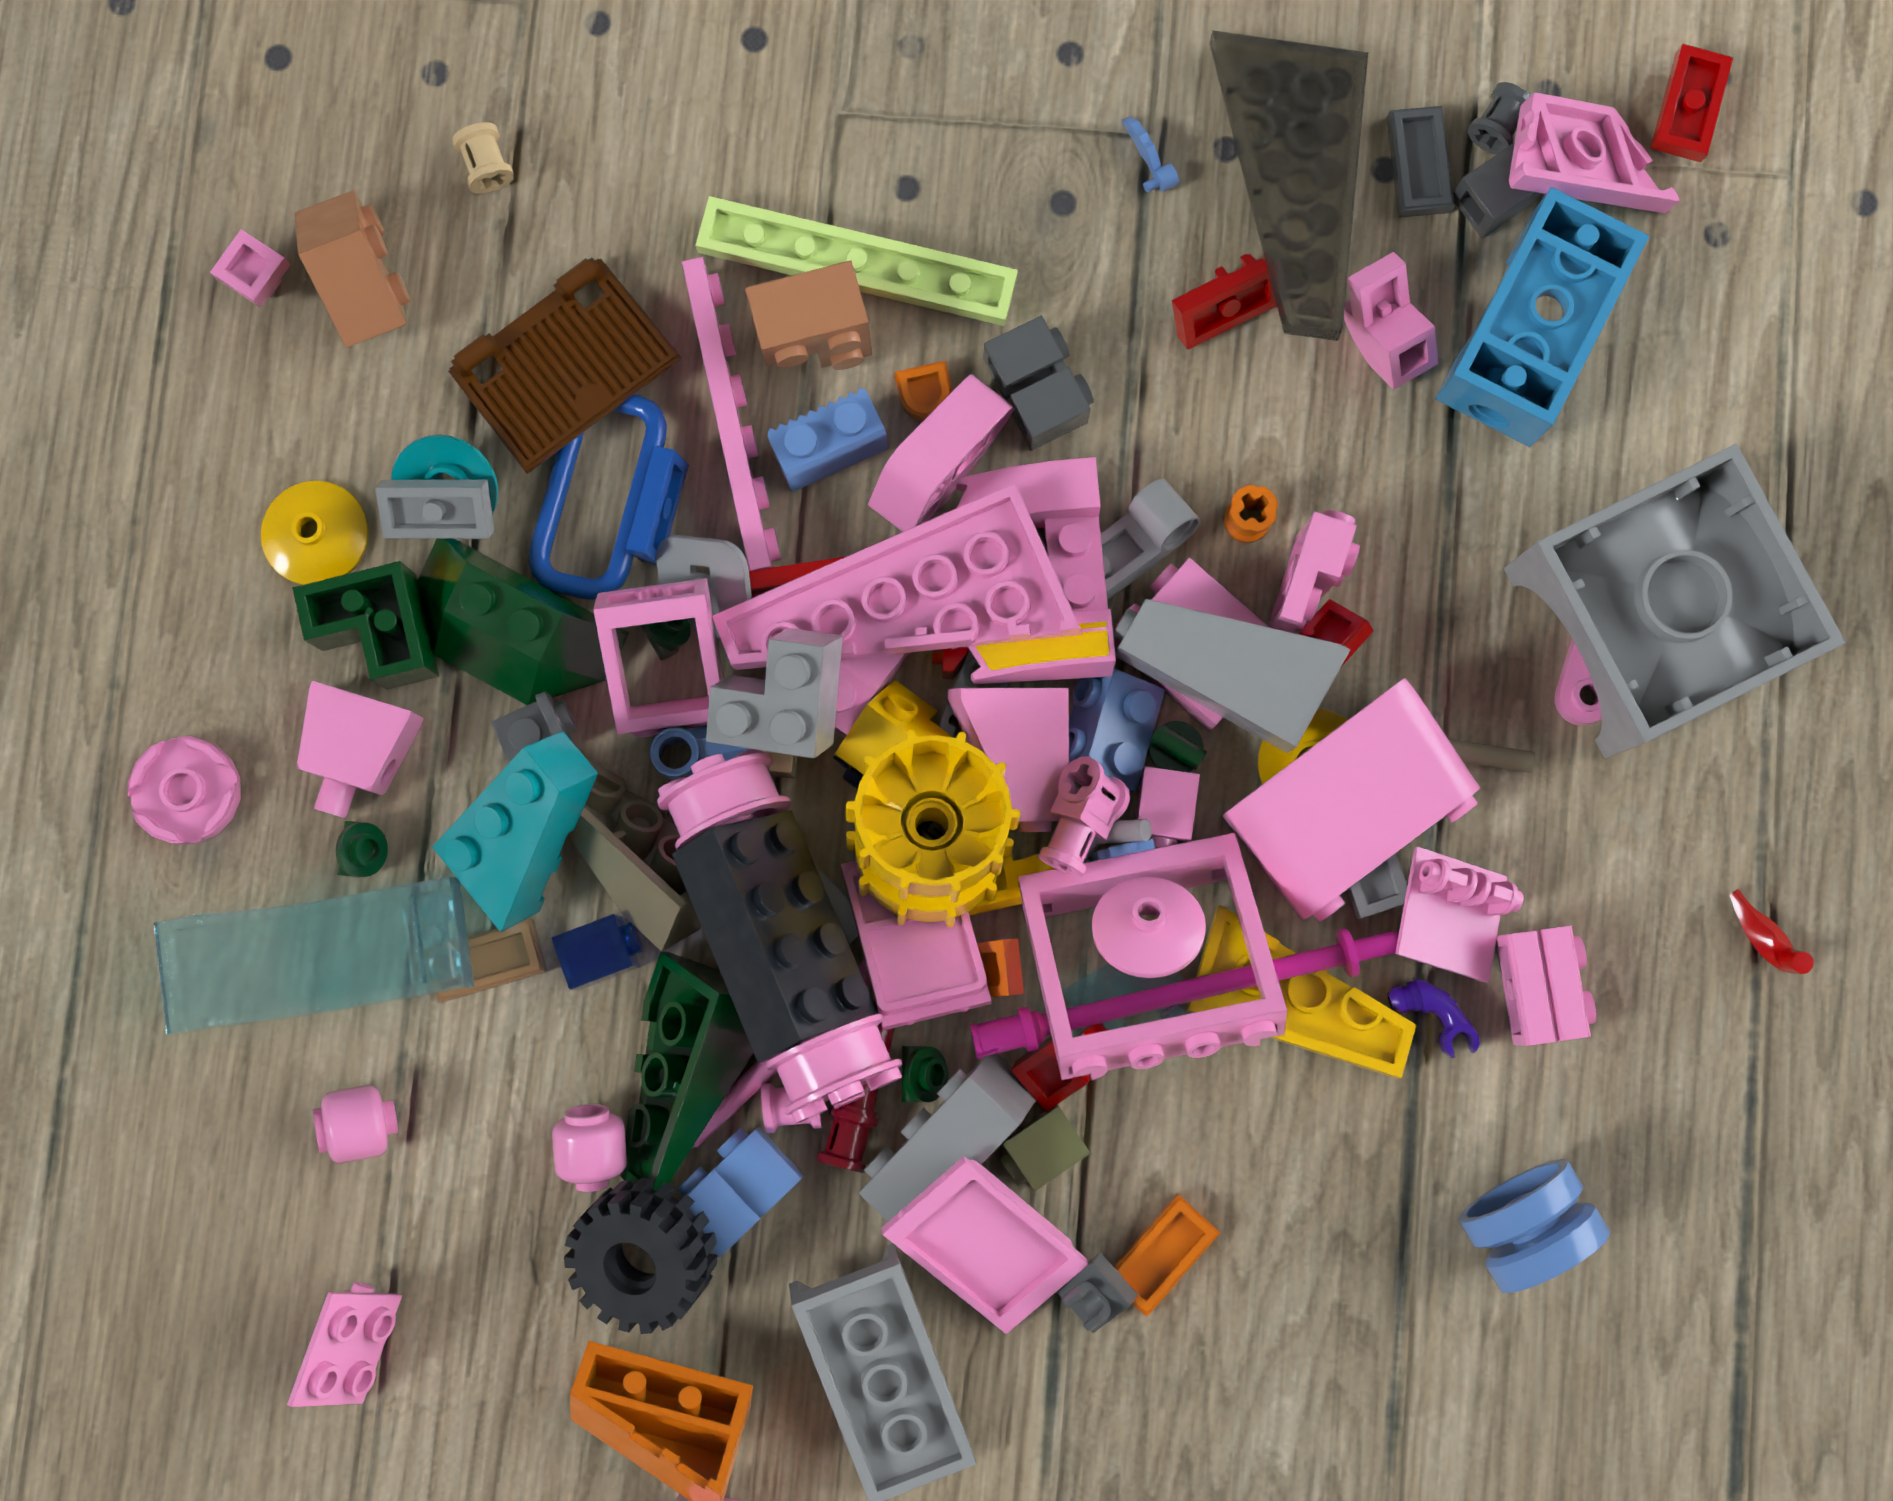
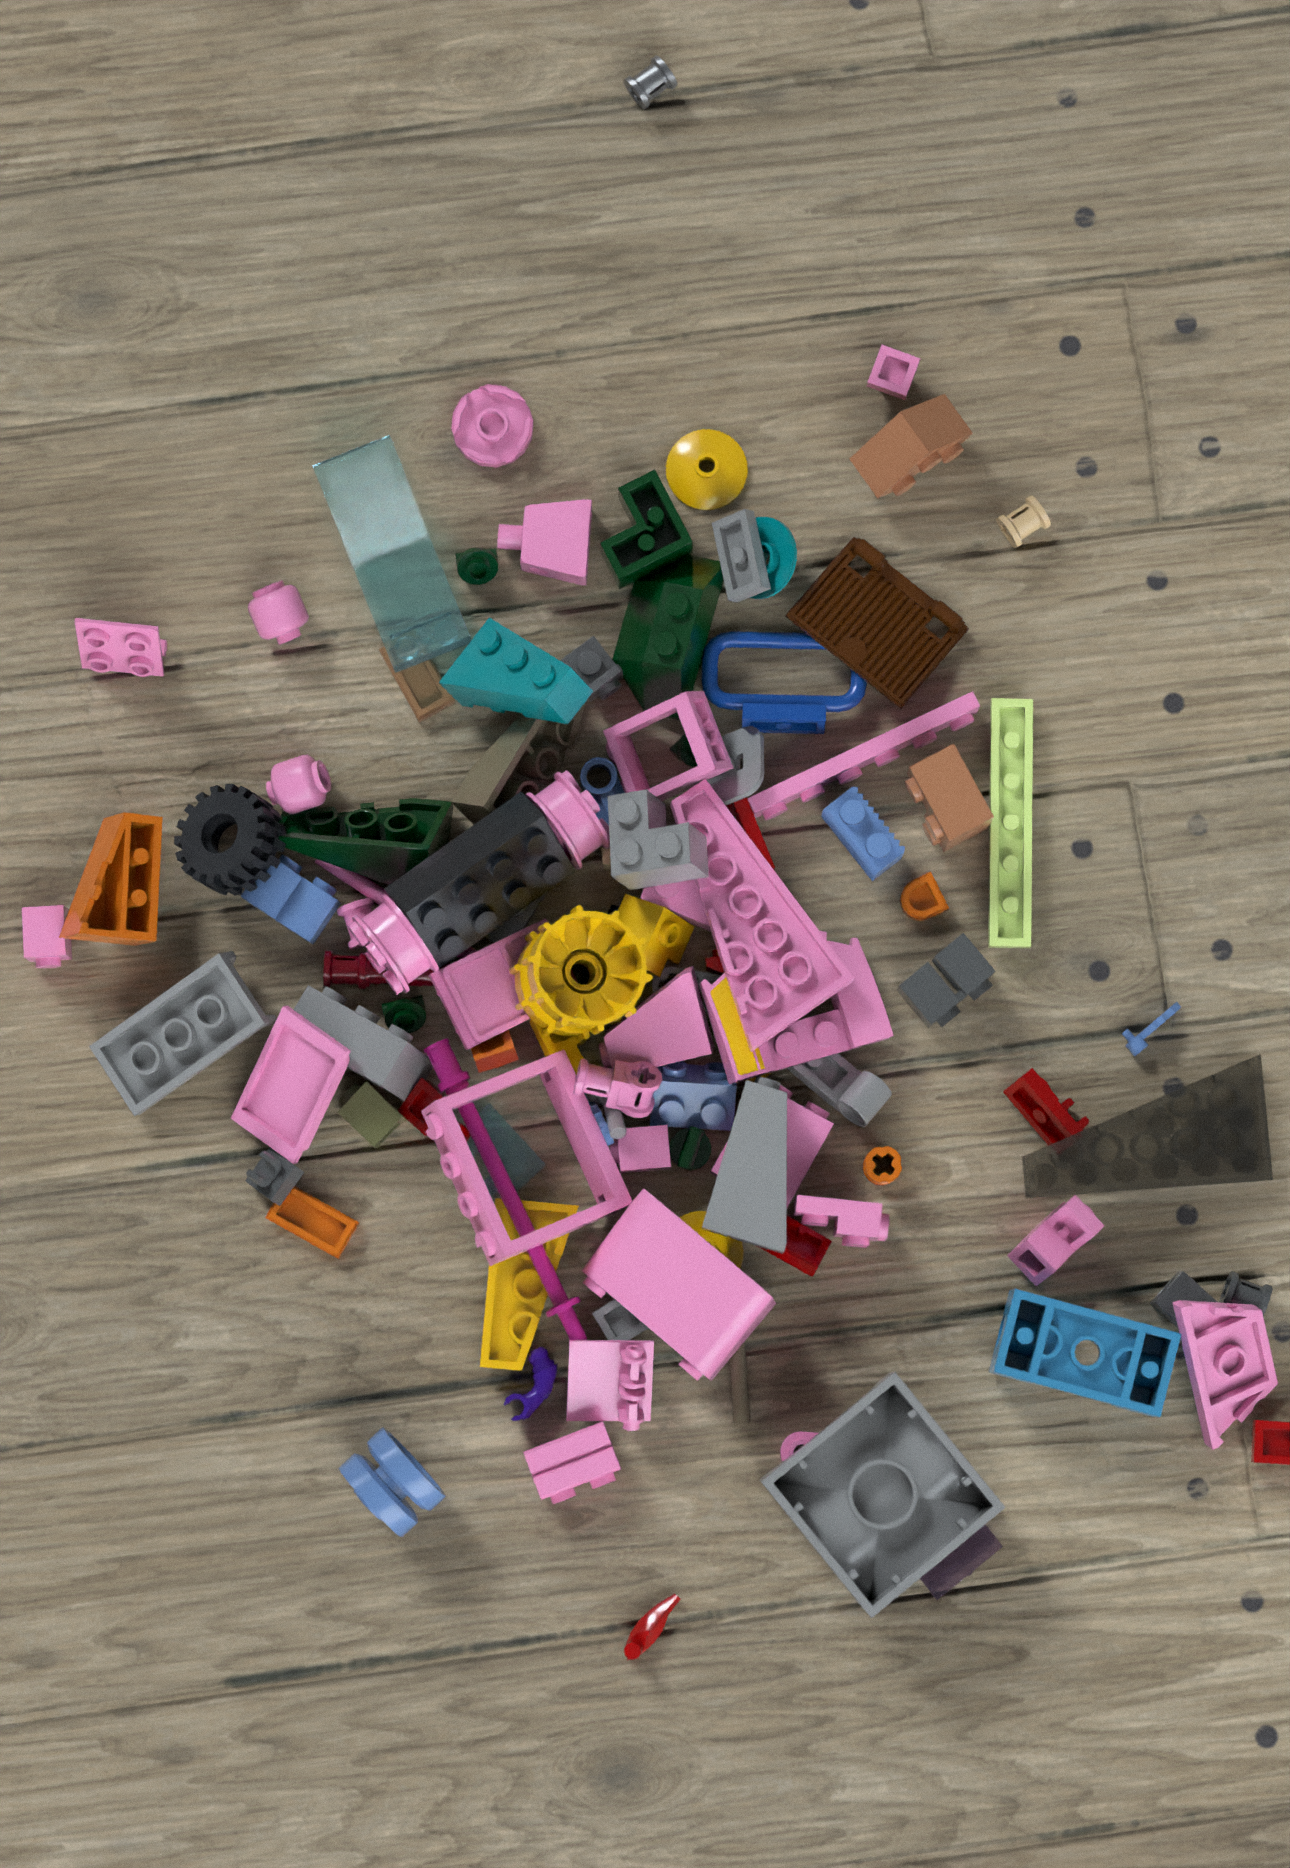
camera: 80 degrees right, 0 degrees up
(597, 951) = (441, 755): clear blue brick -> none
(938, 453) = (871, 919): bright pink beam -> none
(1145, 946) = (531, 1154): bright pink dish -> none
(1420, 161) = (1198, 1241): dark grey tile -> none

